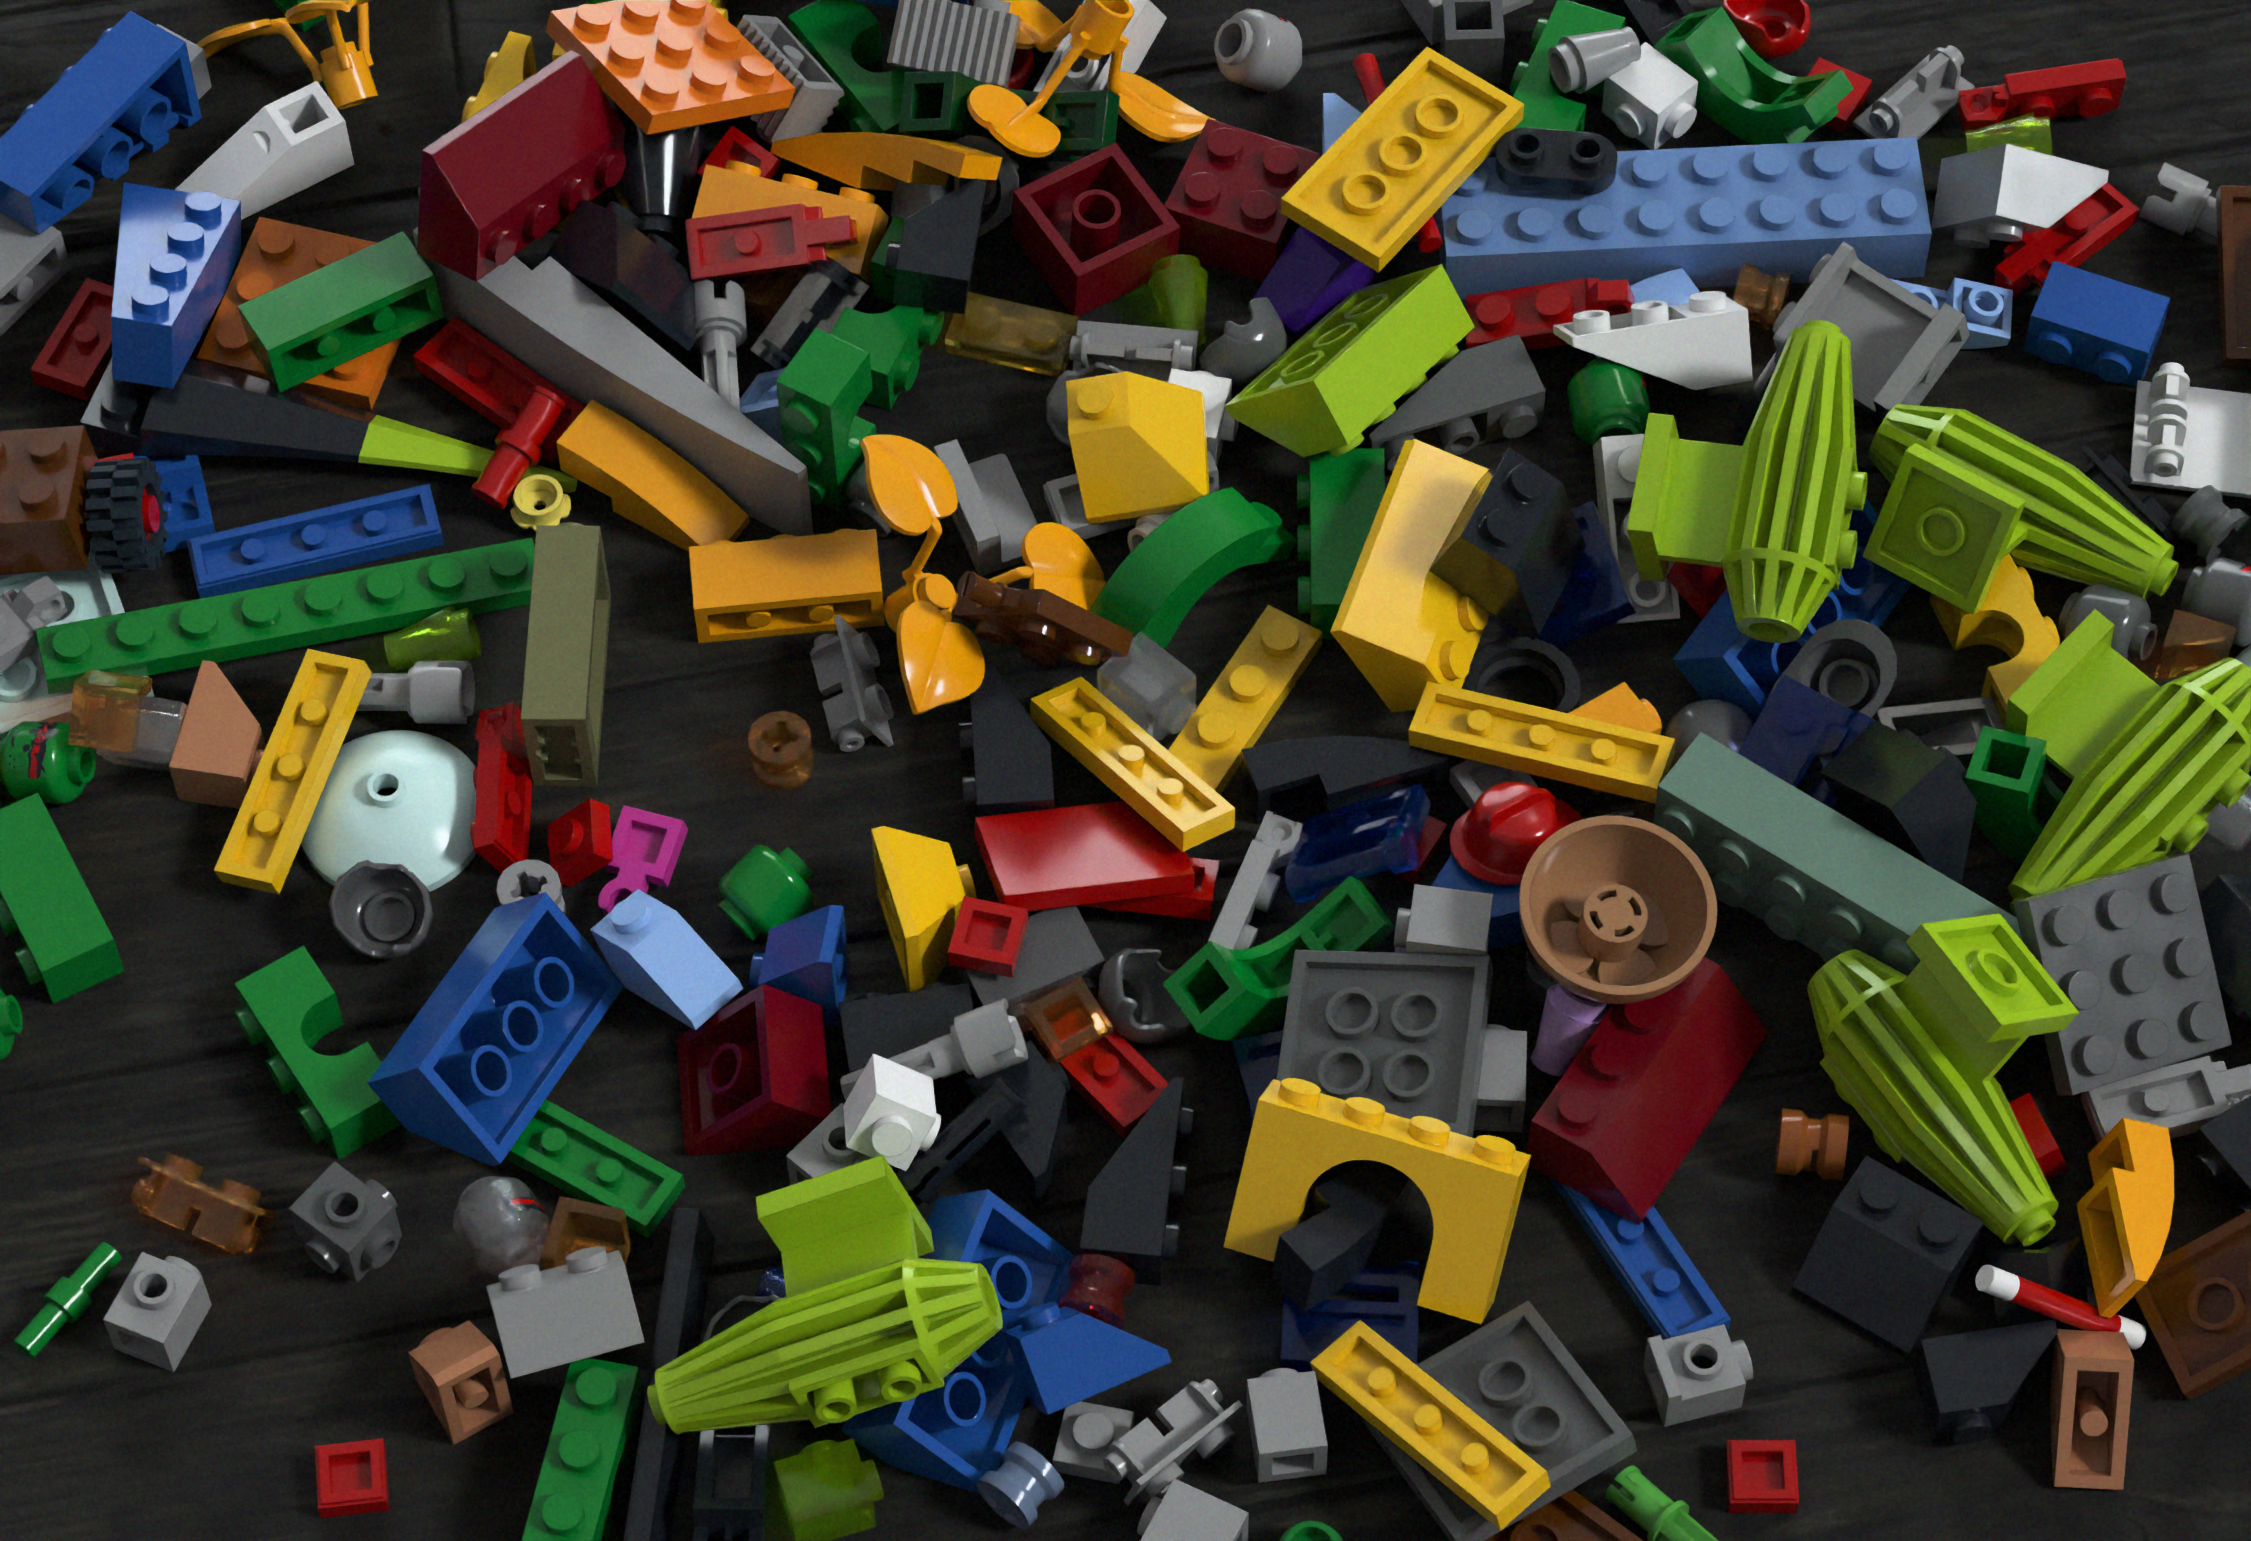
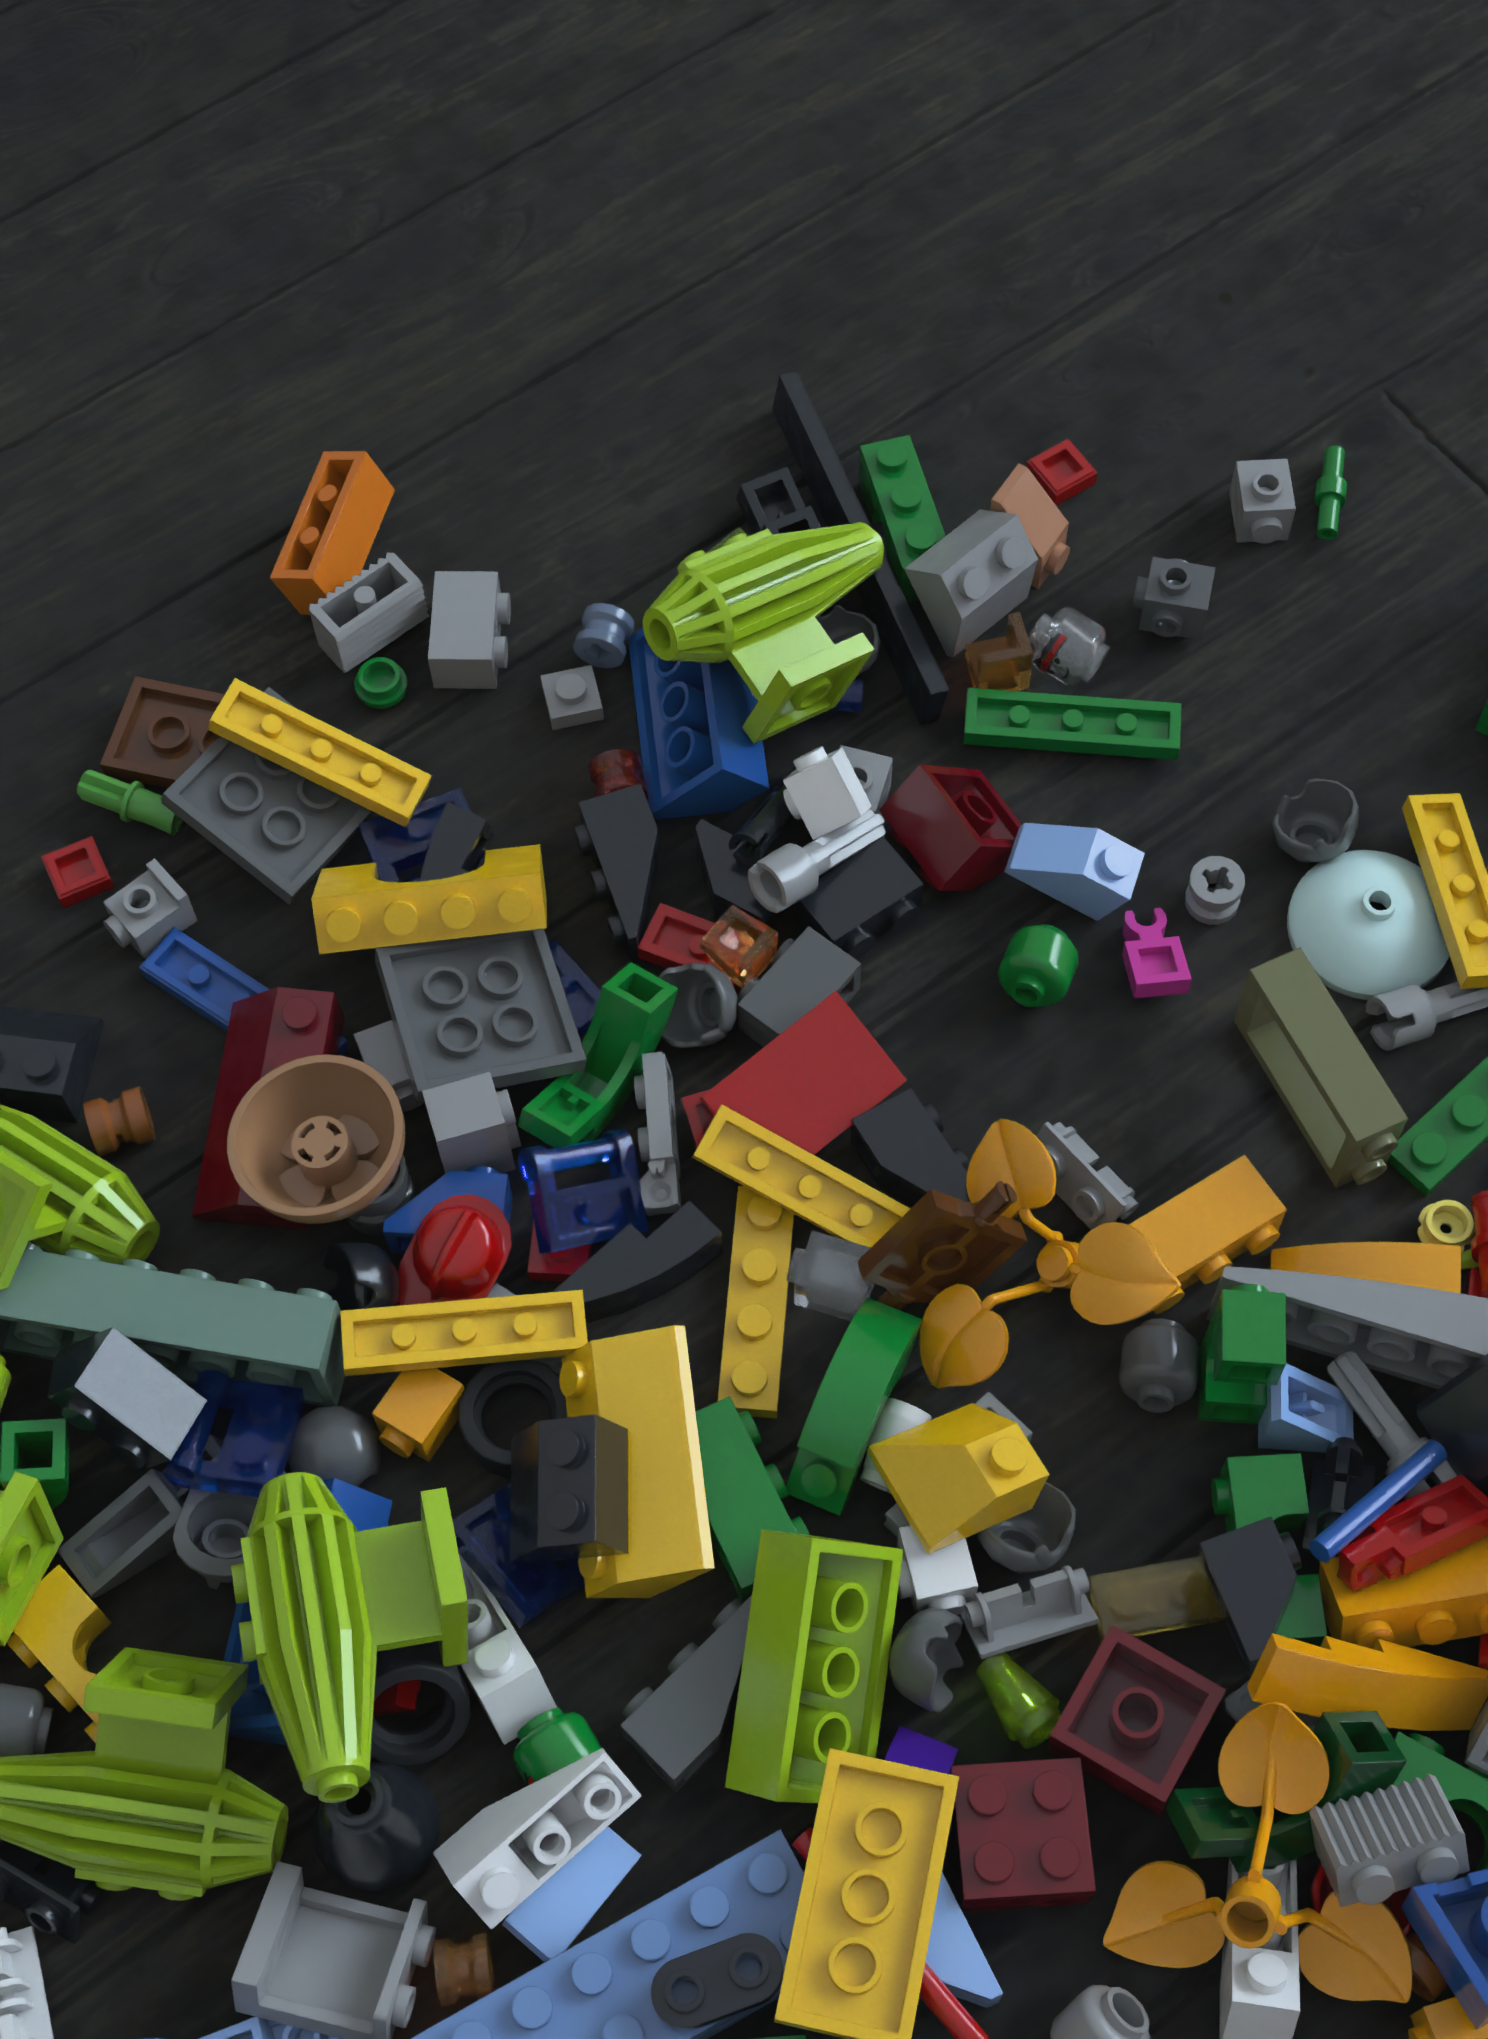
camera: 155 degrees right, 5 degrees up
(226, 1211) = (1290, 589): clear orange hinge -> none
(289, 1012) = (1251, 685): green arch -> none
(439, 637) = (1436, 1064): clear neon green cone -> none
(497, 1031) = (1163, 751): blue slope -> none
(502, 789) = (1276, 929): red hinge -> none
(580, 842) = (1208, 945): red plate -> none
(786, 266) = (1377, 1501): none -> blue bar
(794, 760) = (1098, 1107): clear orange wheel -> none
(807, 960) = (967, 908): blue slope -> none
(919, 899) = (915, 993): yellow slope -> none
(988, 937) = (833, 962): red plate -> none
(990, 508) = (1071, 1399): light grey panel -> none
(1074, 1356) = (607, 716): blue slope -> none
(1194, 1425) = (498, 719): light grey hinge -> none
(1286, 1425) = (432, 738): light grey brick -> none
(1536, 308) = (667, 1840): red hinge -> none

